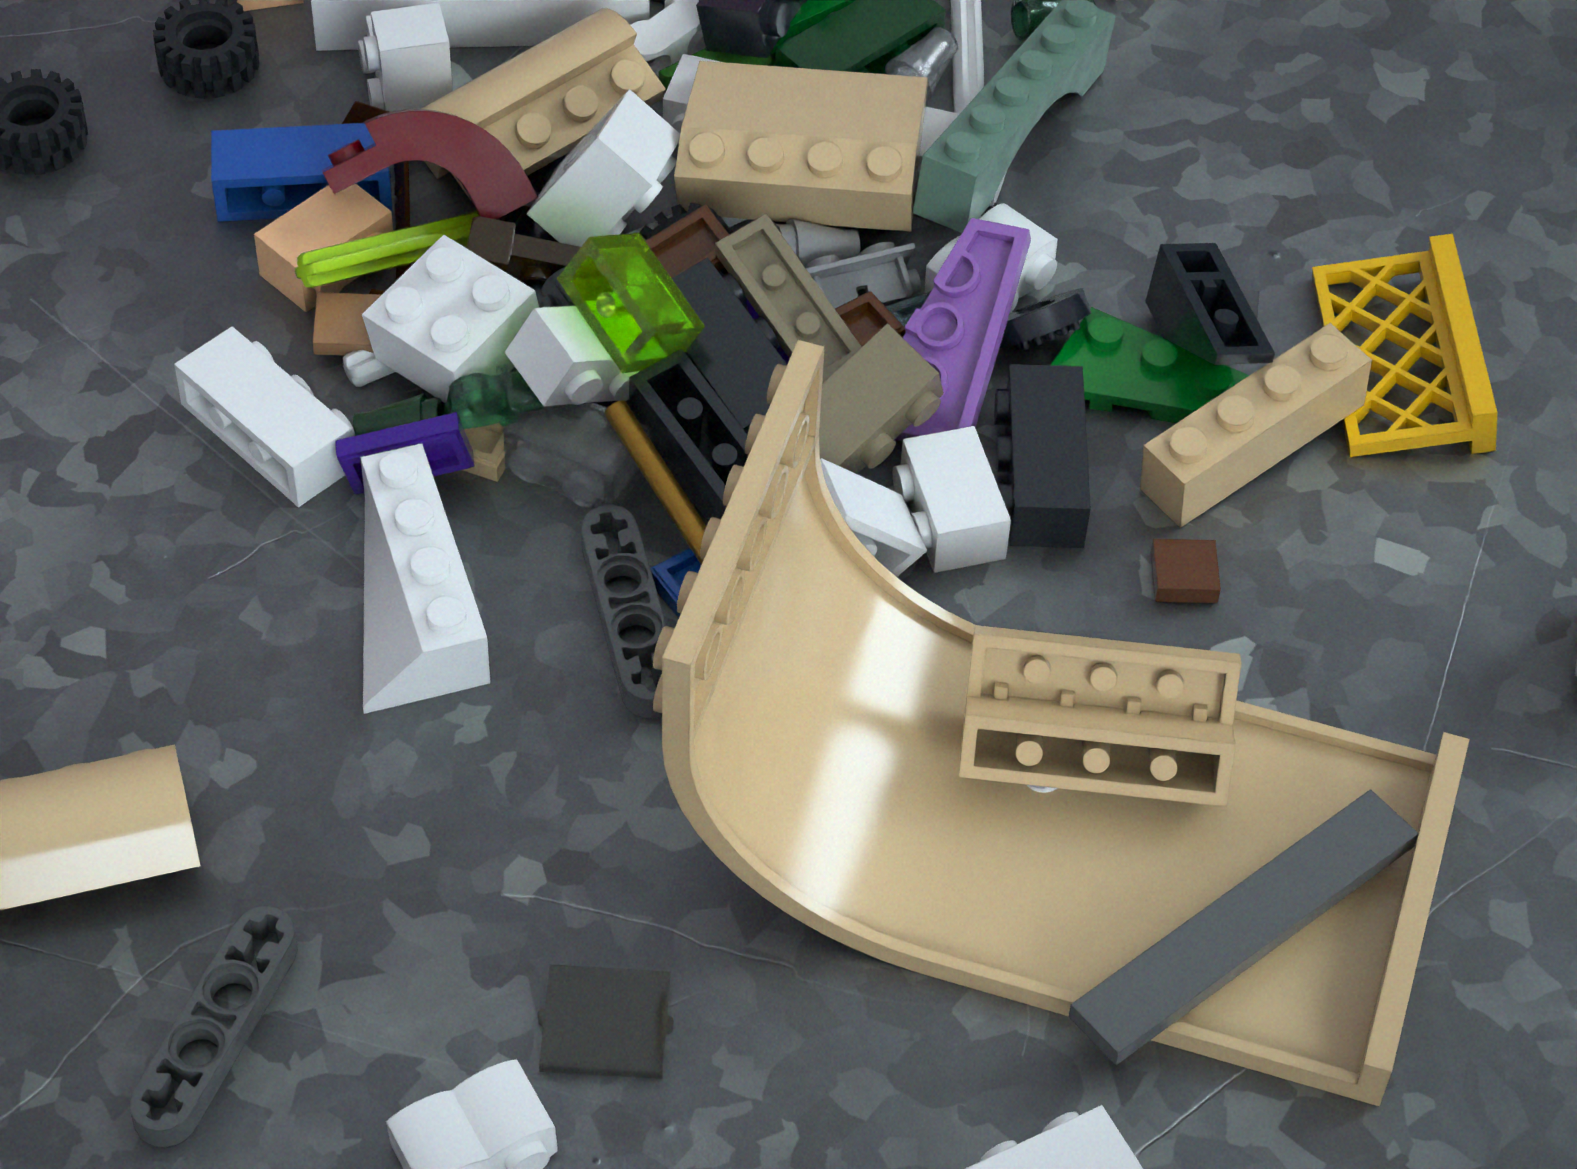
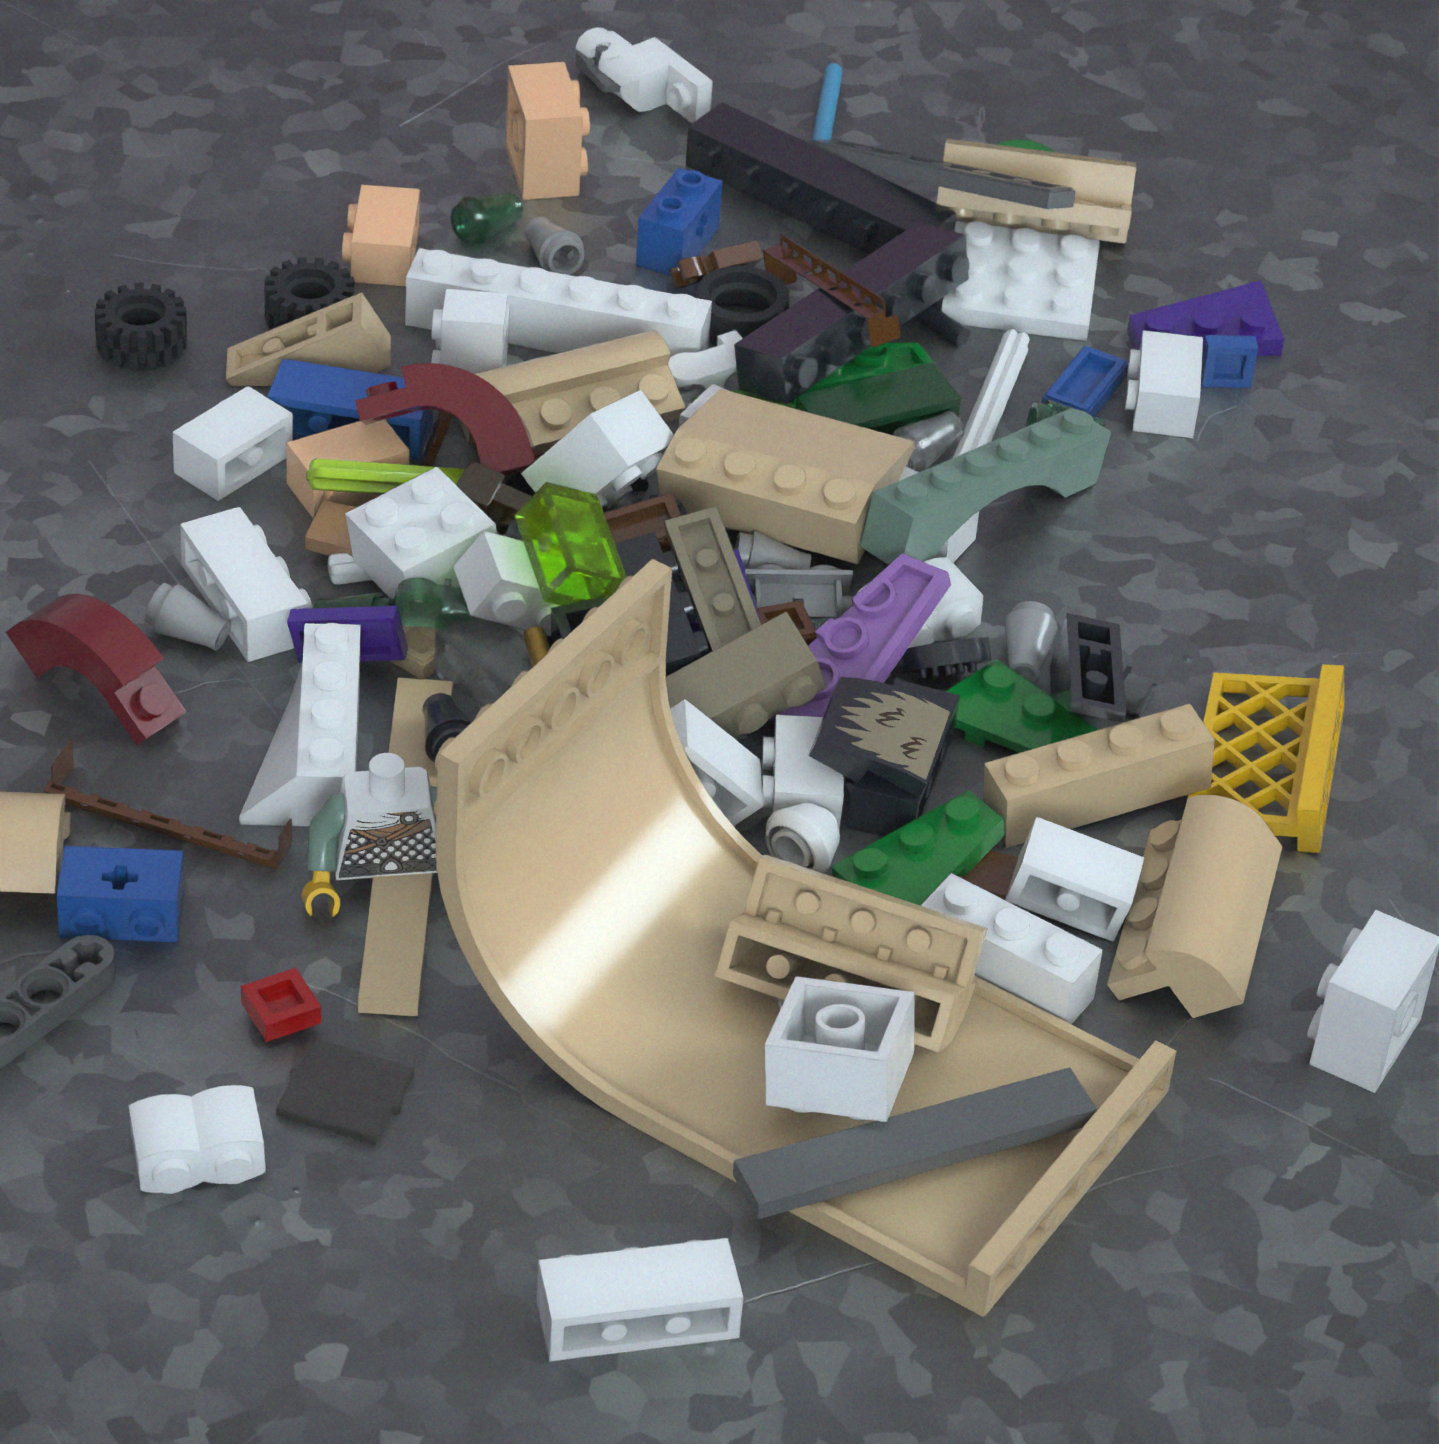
camera: 15 degrees right, 10 degrees down
(147, 543) = (105, 650): none -> dark red arch
(187, 243) = (232, 443): none -> white brick
(215, 473) = (185, 617): none -> light grey cone
(254, 91) = (335, 336): none -> tan slope
(273, 845) = (121, 893): none -> blue brick
(277, 739) = (159, 824): none -> reddish brown piece
(499, 935) = (281, 1004): none -> red plate
(543, 690) = (373, 828): none -> torso
(561, 700) = (400, 902): none -> tan tile
(563, 550) = (442, 722): none -> black cone
(980, 578) = (803, 836): none -> white cone
(1027, 437) = (882, 732): none -> slope
(1109, 569) = (926, 850): none -> green wing
(1115, 275) = (1029, 635): none -> light grey cone
(1138, 840) = (839, 1049): none -> white brick
(1279, 554) = (1075, 879): none -> white brick
(1281, 662) = (1023, 950): none -> white brick
(1411, 555) = (1198, 906): none -> tan brick

